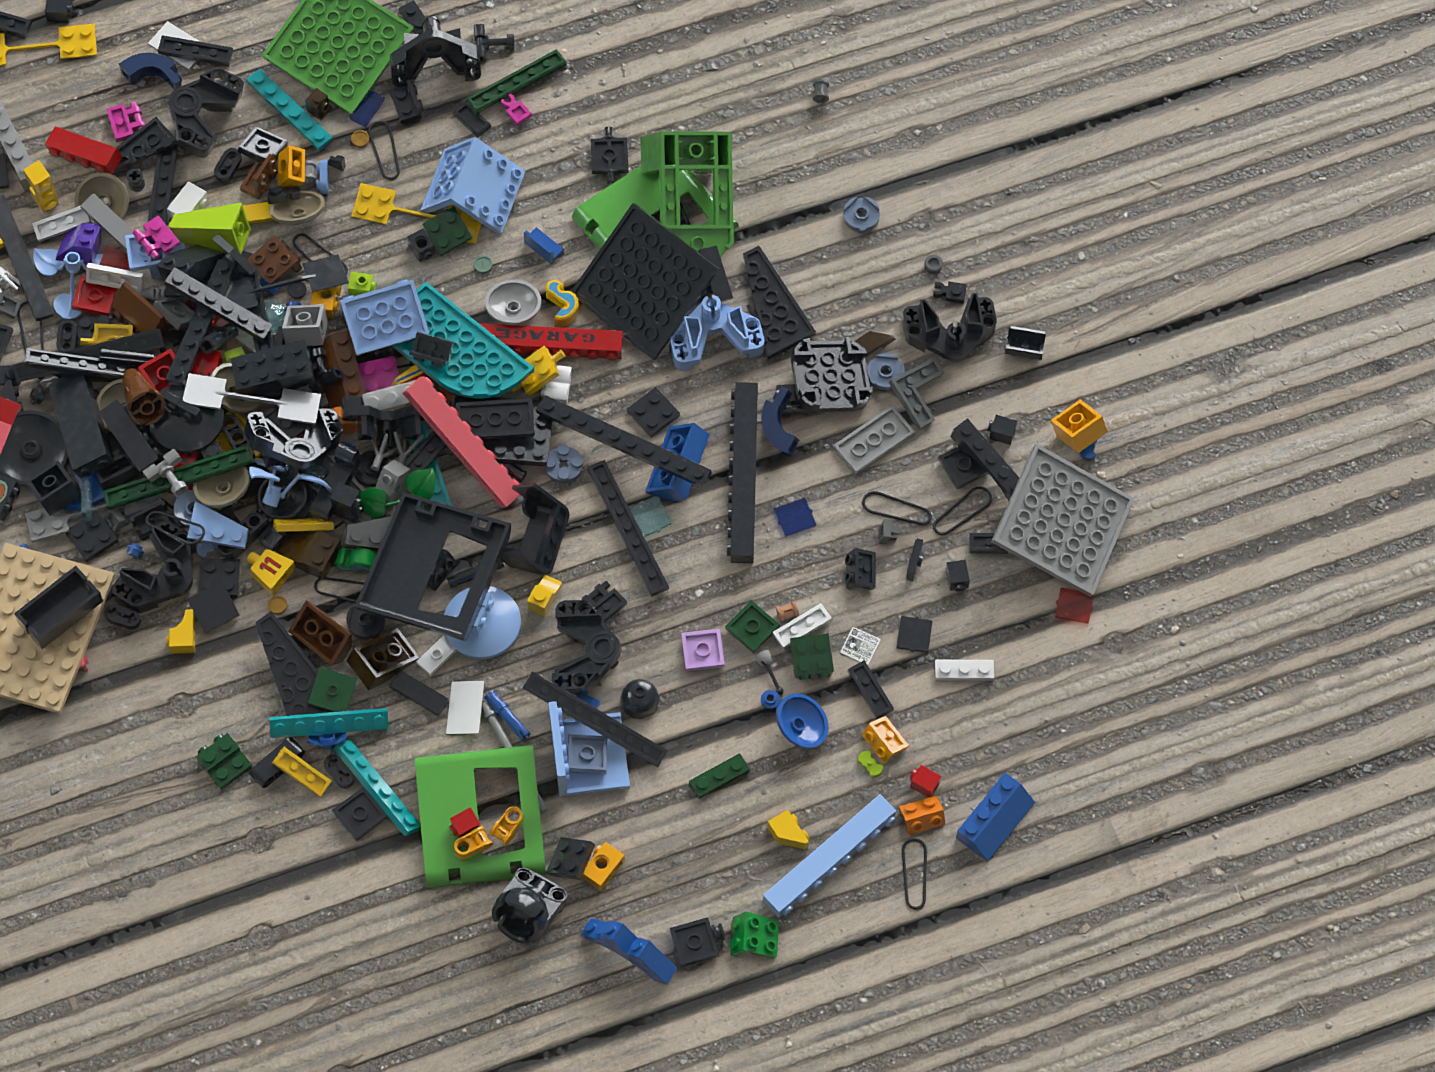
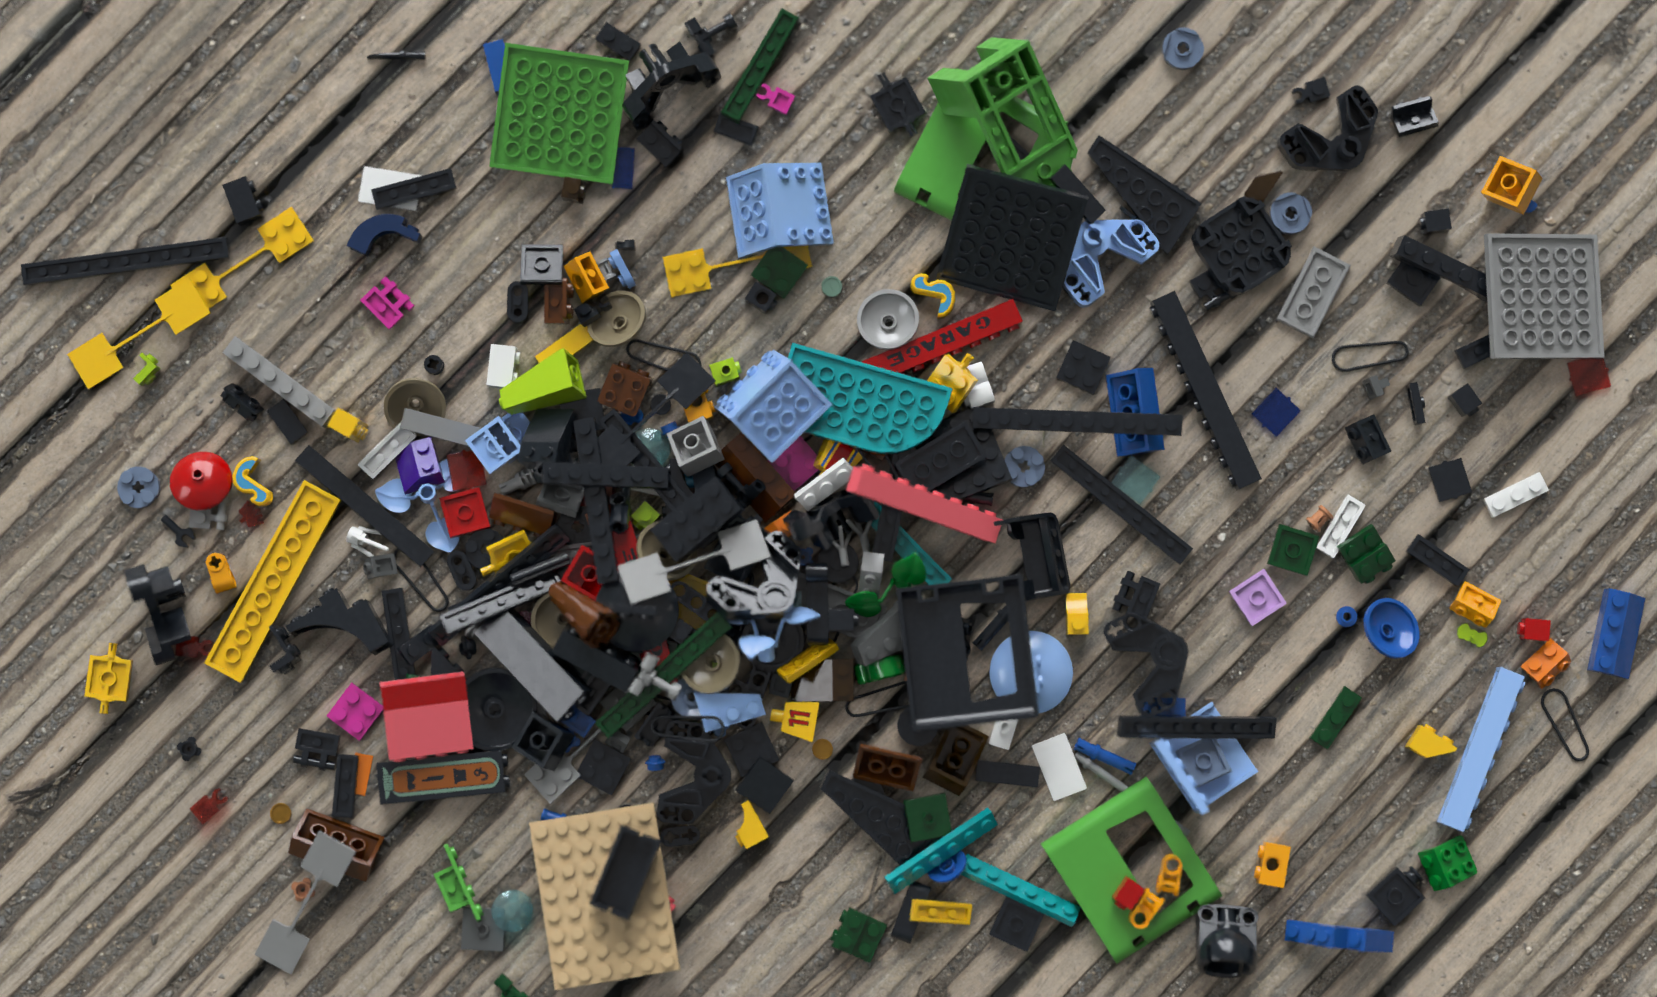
camera: 25 degrees left, 20 degrees up
(83, 150) = (364, 360): red brick -> none
(86, 498) = (581, 737): clear light blue tile -> none
(113, 277) = (476, 487): white plate -> none
(144, 143) = (419, 325): black wing -> none
(160, 234) = (503, 424): dark pink plate -> none
(163, 183) = (467, 365): black plate -> none
(205, 93) = (445, 261): black piece -> none
(233, 255) = (586, 408): dark grey plate -> none
(289, 109) = (544, 208): teal plate -> none
(335, 774) = (970, 894): black beam -> none
(360, 138) = (633, 205): pearl gold piece -> none
(376, 153) = (673, 199): black piece -> none
(431, 349) = (844, 422): black bracket -> none
(543, 245) = (882, 237): blue panel -> none
(570, 858) = (1240, 873): black plate -> none
(639, 698) = (1221, 676): black cylinder -> none
(764, 659) = (1321, 578): hinge -> none
(772, 422) = (1213, 332): dark blue arch -> none
(860, 645) = (1403, 517): sticker -> none
(906, 387) = (1321, 224): dark grey plate -> none
(933, 264) = (1279, 69): dark grey tile -> none
(976, 512) = (1425, 321): black piece -> none

